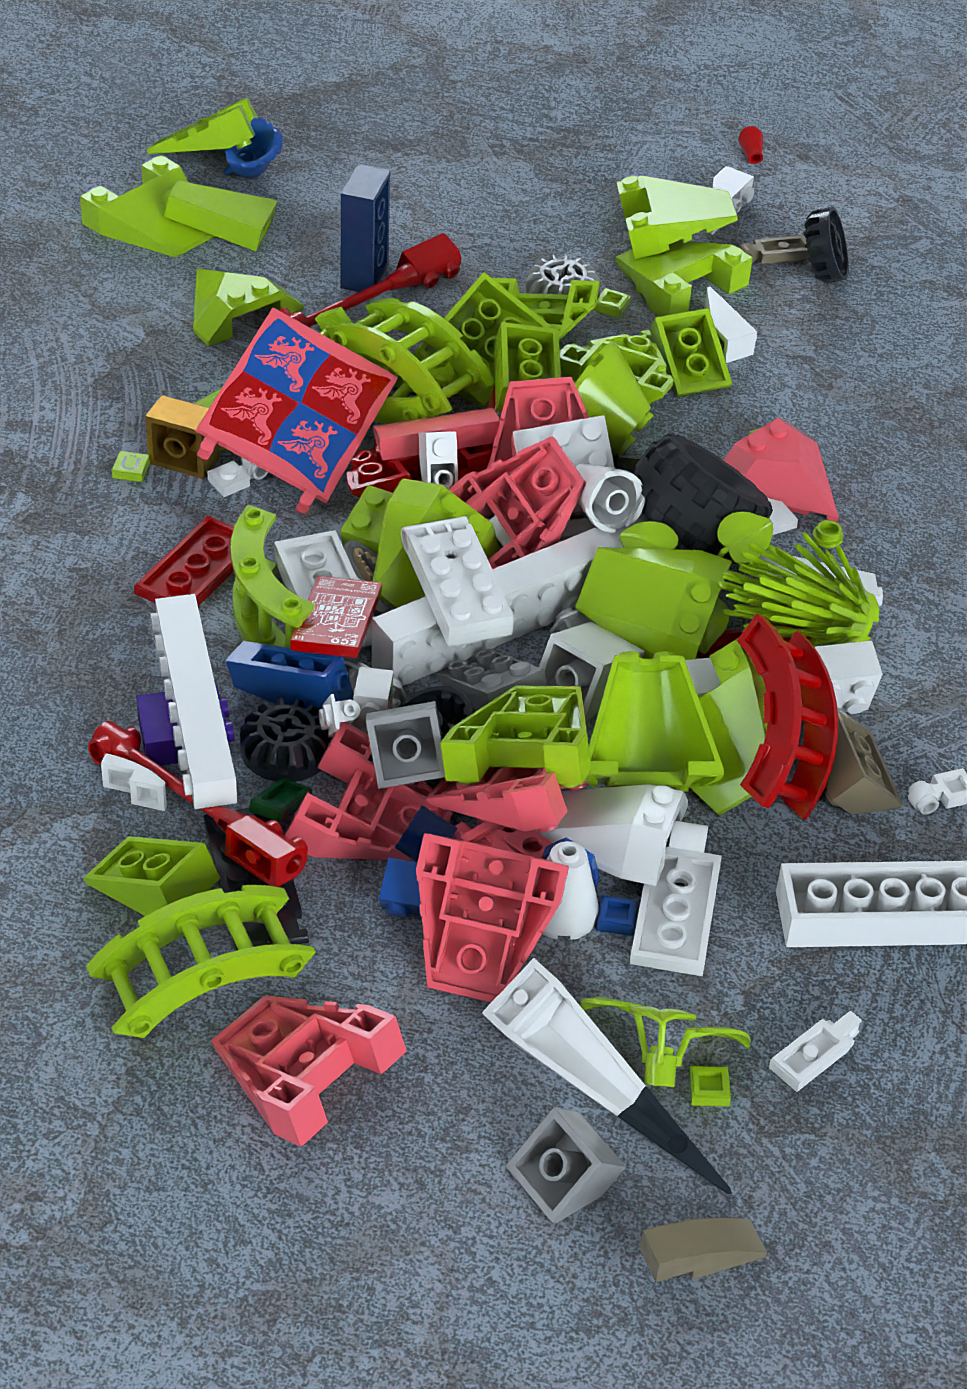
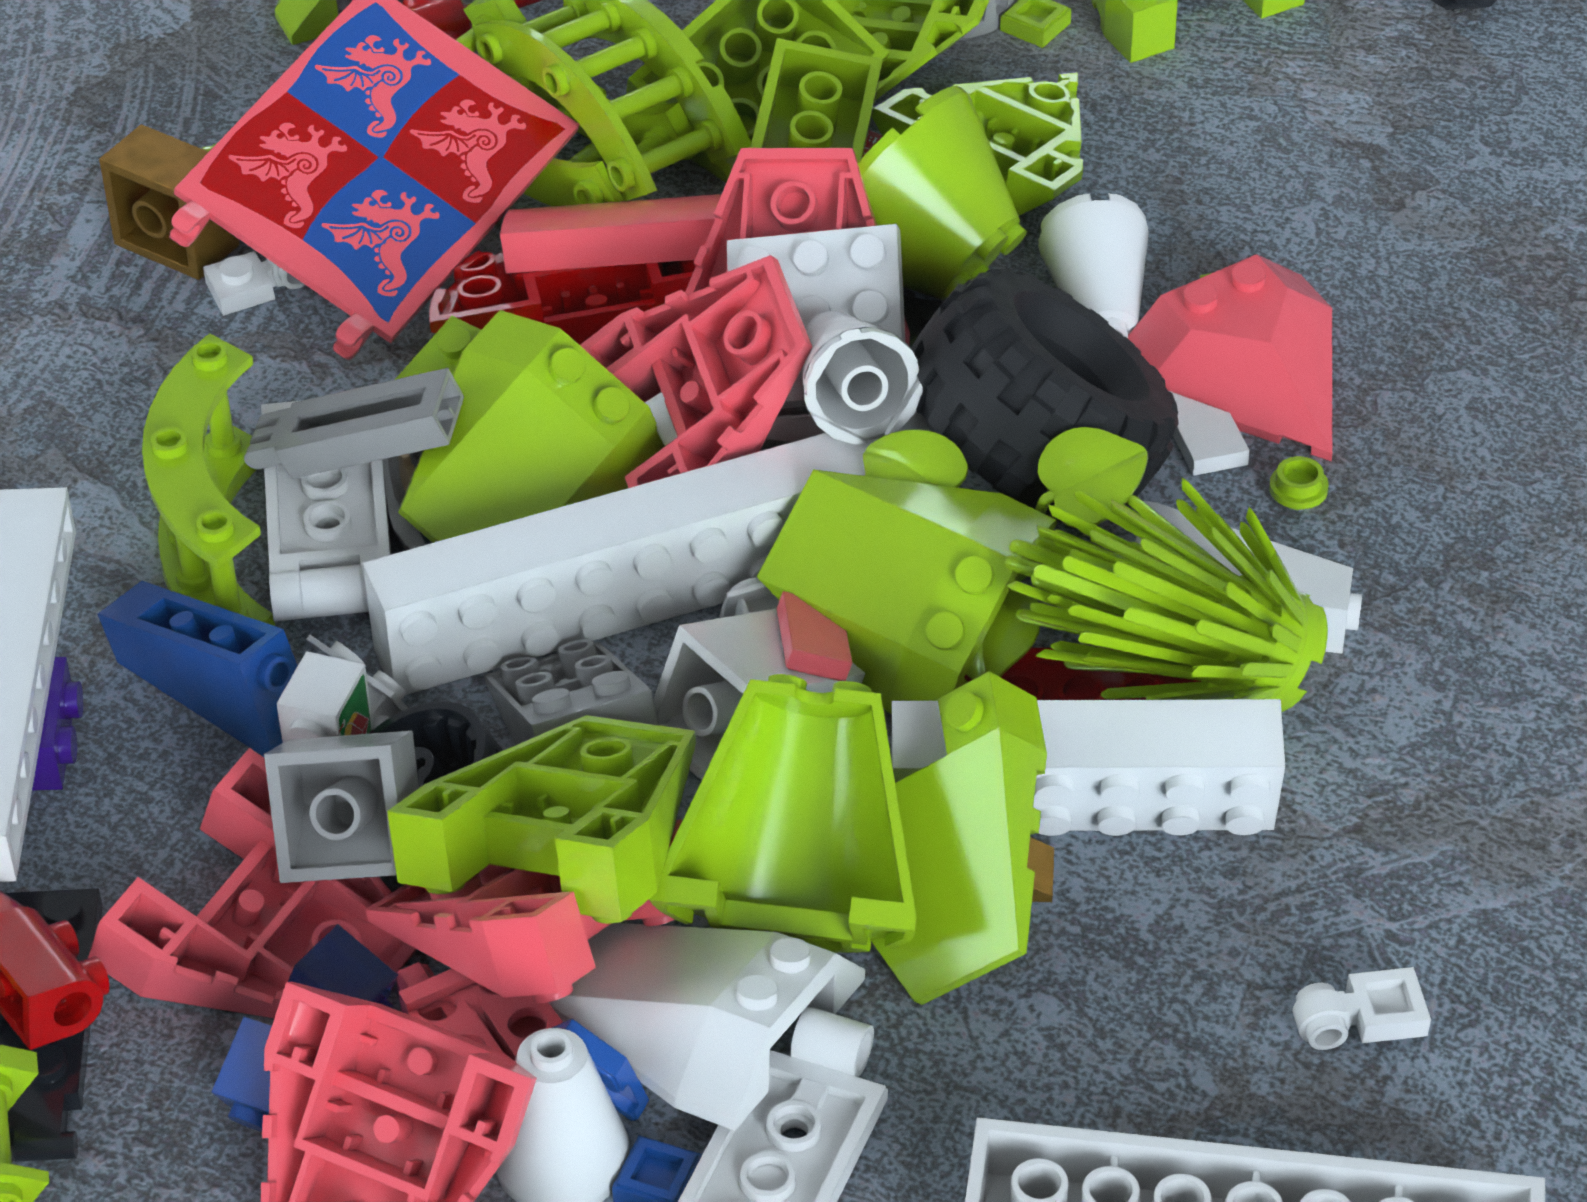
camera: 15 degrees right, 0 degrees up
(130, 466) = (77, 246): lime tile -> none
(193, 565) = (101, 444): red tile -> none
(279, 745) = (146, 779): black gear -> none
(279, 799) = (97, 883): dark green tile -> none
(336, 712) = (236, 732): white hinge -> none
(339, 617) = (305, 554): tile -> none
(340, 547) = (358, 425): none -> light grey hinge
(438, 458) = (593, 280): white slope -> none
(458, 581) = (532, 510): white hinge -> none
(614, 635) = (812, 640): none -> coral tile
(691, 351) = (1144, 120): lime slope -> none
(694, 419) = (1098, 255): none -> white cone
(734, 332) = (1230, 89): white slope -> none
(791, 677) = (1042, 818): red fence -> none
(858, 773) = (1197, 933): dark tan slope -> none

